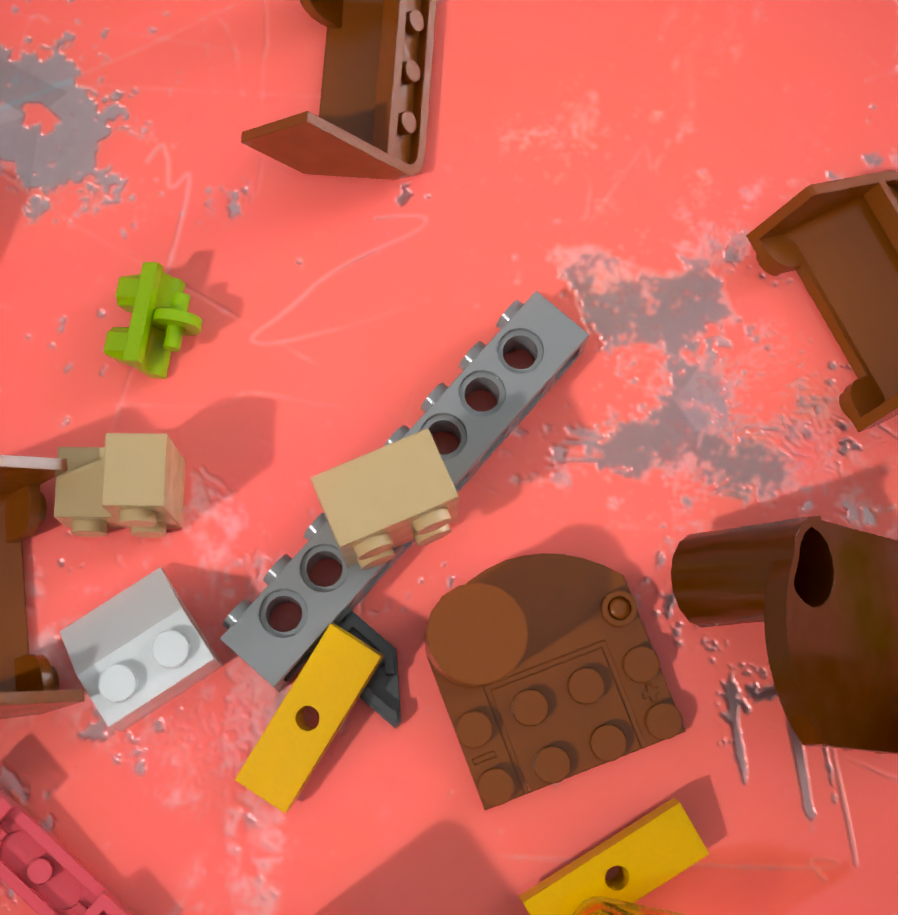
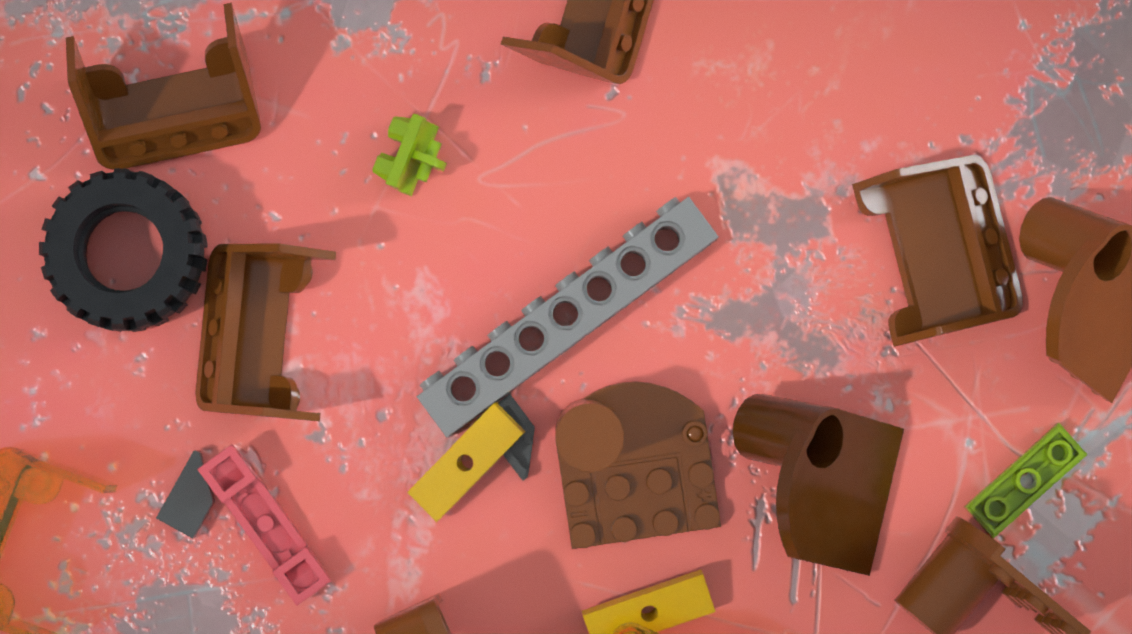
camera: 15 degrees right, 10 degrees up
(126, 484) = (366, 273): tan brick -> none
(138, 651) = (358, 387): white slope -> none
(388, 500) = (549, 333): tan brick -> none

